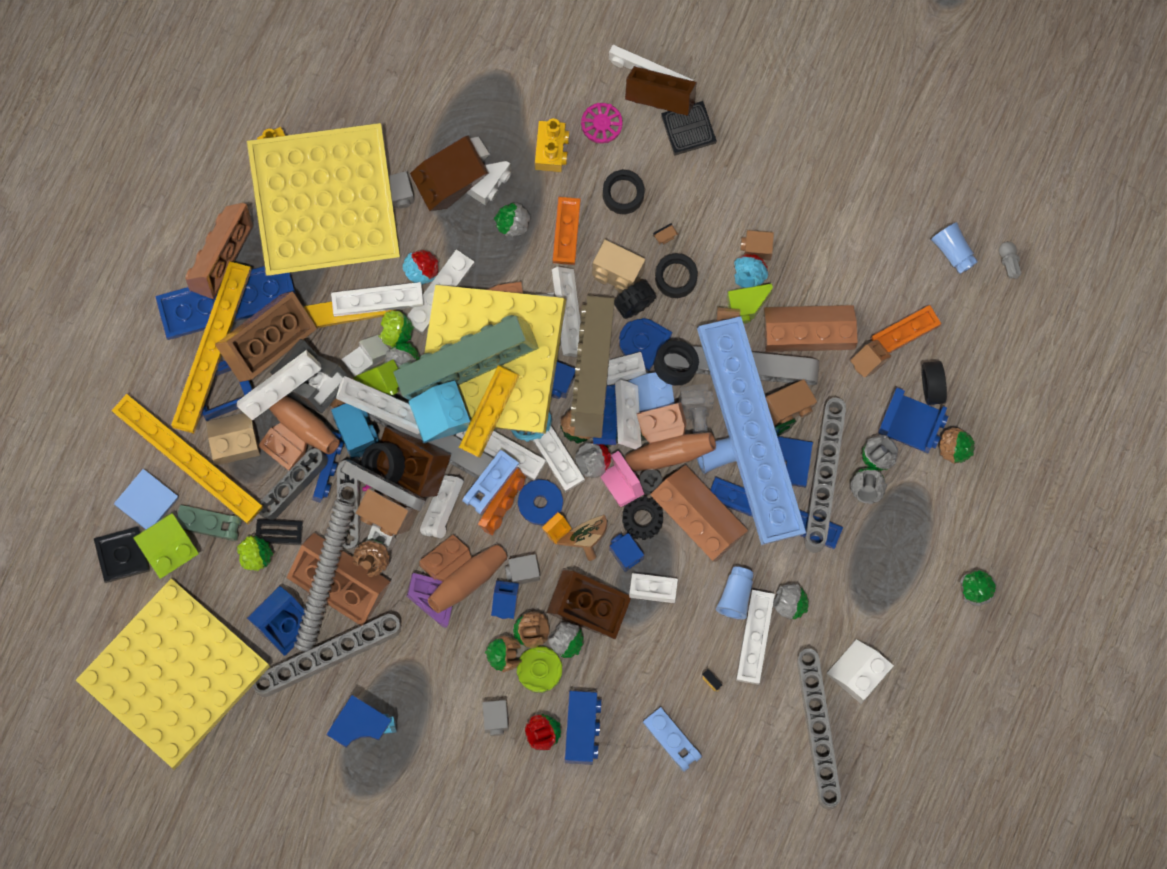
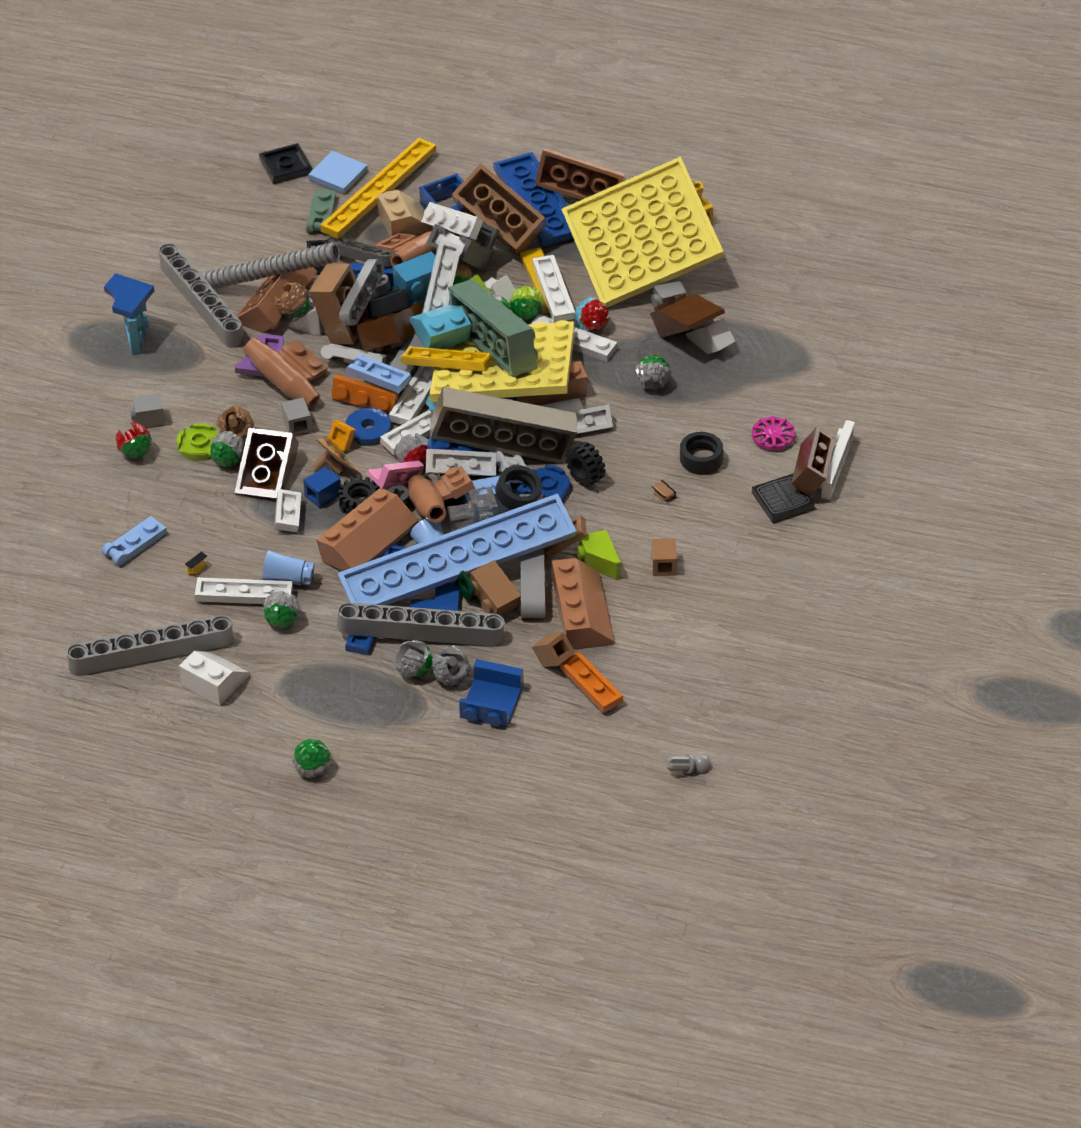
camera: 85 degrees right, 30 degrees down
(166, 545) = (292, 181): lime slope -> none
(172, 673) = (174, 198): light yellow plate -> none
(208, 355) = (455, 176): yellow plate -> none
(254, 553) = (292, 235): lime piece -> none
(279, 620) = (228, 252): blue slope -> none
(488, 187) = (691, 354): white slope -> none
(501, 653) = (209, 406): piece -> none
(505, 599) = (264, 402): blue brick -> none
(550, 146) = (738, 394): yellow brick -> none
(566, 230) = (651, 416): orange plate -> none
(582, 728) = (141, 471): blue brick -> none
(617, 266) = (617, 445): tan brick -> none
(676, 259) = (619, 512): black tyre -> none
(750, 271) = (634, 549): medium azure piece -> none
(934, 383) = (536, 711): black tyre -> none
(955, 248) = (692, 711): light blue plant -> none
(956, 445) = (467, 728): piece -> none

